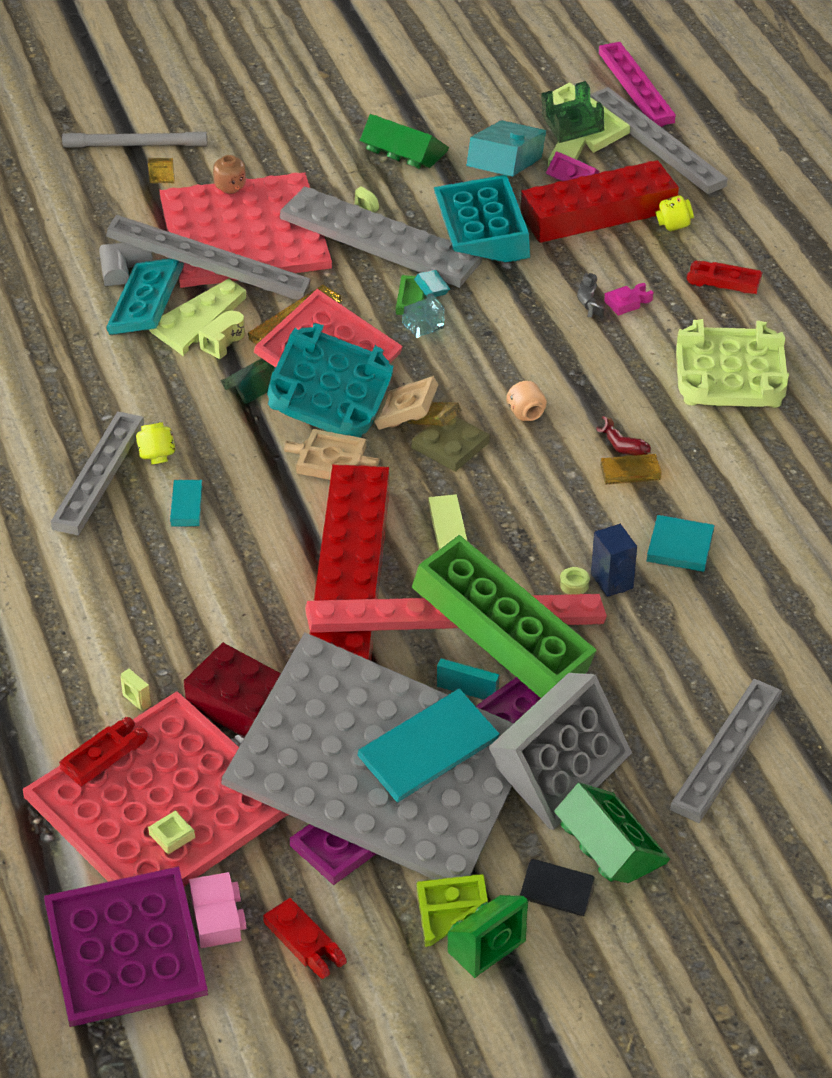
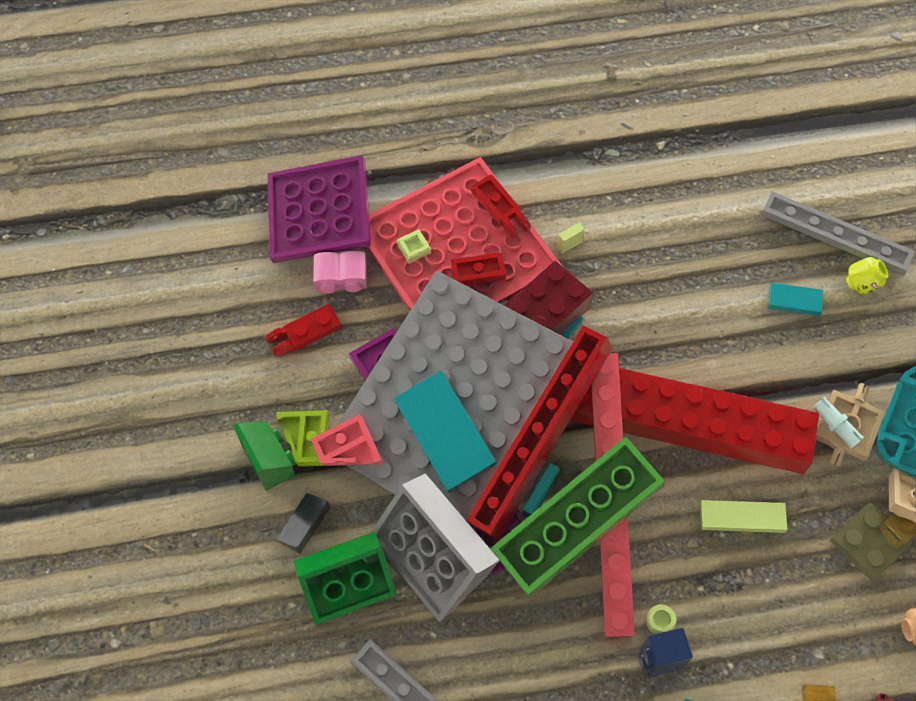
camera: 100 degrees right, 20 degrees up
(199, 759) = (478, 269): none -> red plate
(338, 453) = (838, 422): none -> light aqua pin
(417, 650) = (540, 433): none -> red brick
(461, 842) = (347, 444): none -> coral wing

